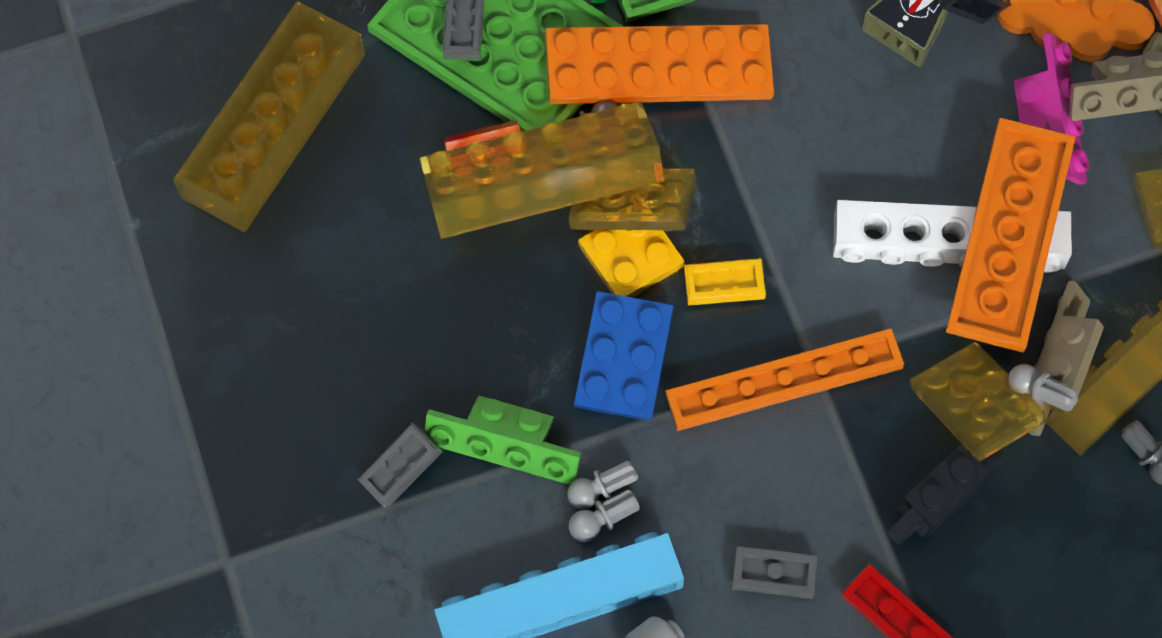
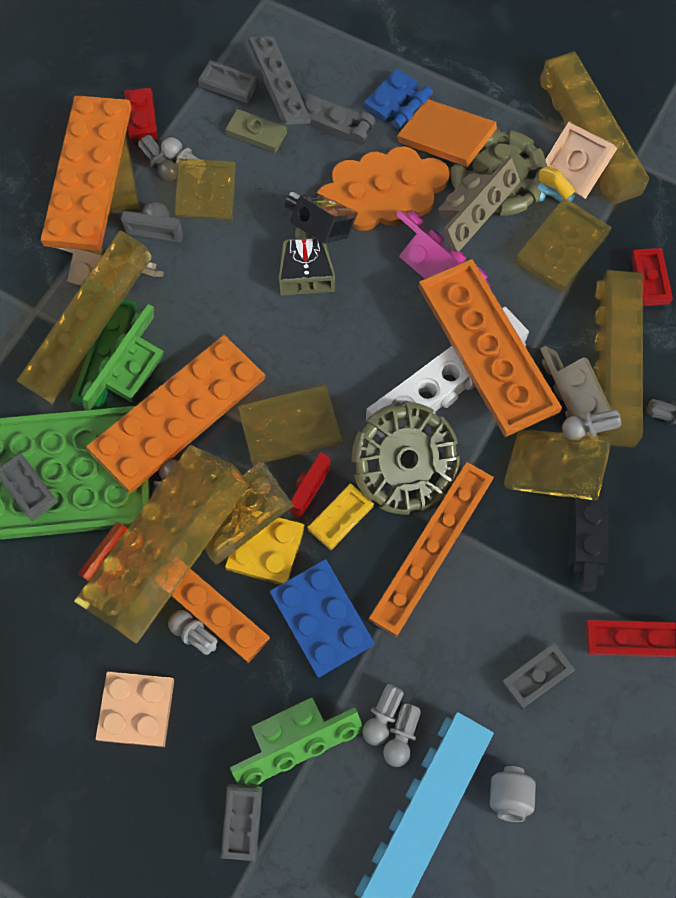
camera: 45 degrees left, 0 degrees up
(393, 297) = (135, 709): none -> light nougat plate
(499, 271) = (192, 631): none -> light grey axle
(535, 278) = (220, 616): none -> orange plate
(721, 229) = (309, 484): none -> red plate
(754, 159) = (289, 424): none -> clear yellow plate
(829, 252) = (389, 451): none -> olive plate

